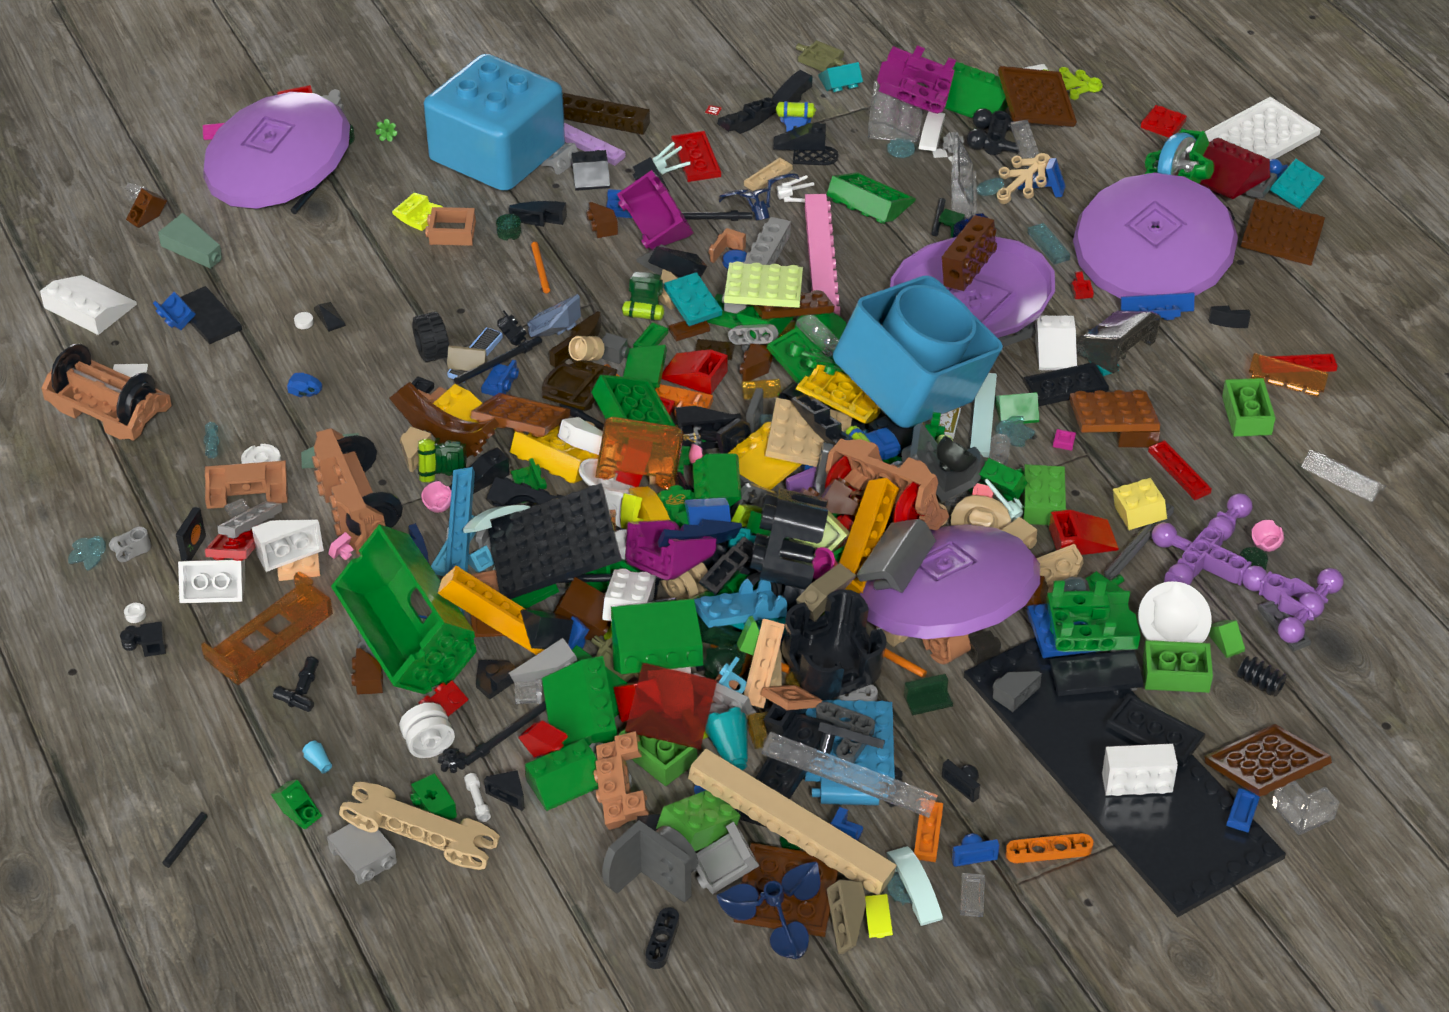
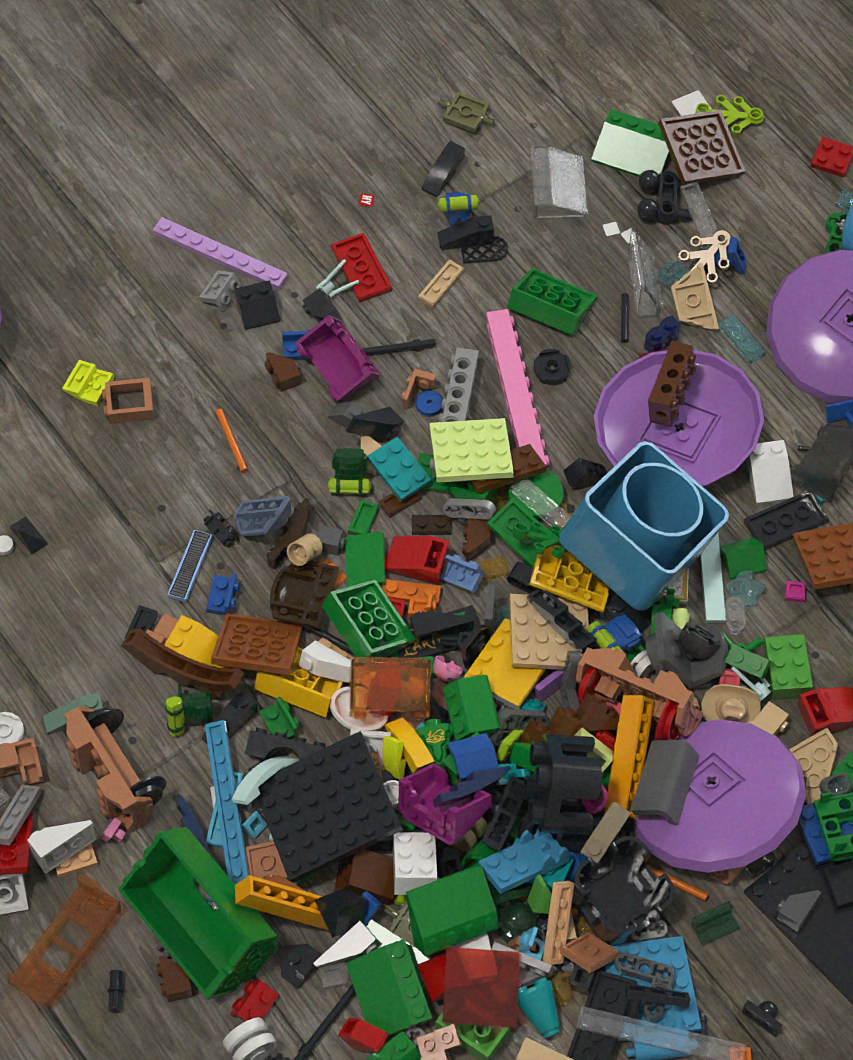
camera: 10 degrees left, 15 degrees up
(293, 698) = (109, 1020): black axle -> none
(303, 385) = (26, 633): blue rock -> none
(386, 130) = (30, 276): bright green plant -> none
(409, 445) = (155, 693): tan slope -> none
(430, 336) = (143, 557): black tyre -> none
(436, 497) = (194, 756): bright pink hair -> none
(465, 358) = (185, 578): slope -> none
(494, 121) = (150, 268): dark azure piece -> none
(507, 227) = (187, 393): clear green wheel -> none
(524, 347) = (238, 550): black bar -> none
(540, 212) = (215, 369): black slope -> none
(605, 114) = (262, 224): dark brown brick -> none
(735, 384) = (462, 573): none -> medium blue bracket
(751, 116) = (409, 206): black slope -> none
(760, 208) = (443, 331): dark blue plant -> none
(784, 191) = (463, 306): white plant -> none
(841, 77) = (493, 141): teal slope -> none
(864, 250) = (548, 375): none -> black plate
(894, 148) = (568, 234): clear light blue gear -> none
(904, 70) = (560, 134): magenta piece -> none
(931, 131) = (600, 204): white slope -> none
(949, 140) = (624, 217): light grey gear -> none
(950, 218) = (640, 324): dark green panel -> none
(1008, 208) = (694, 300): none -> tan wing
(1081, 288) = (783, 395): red plate -> none

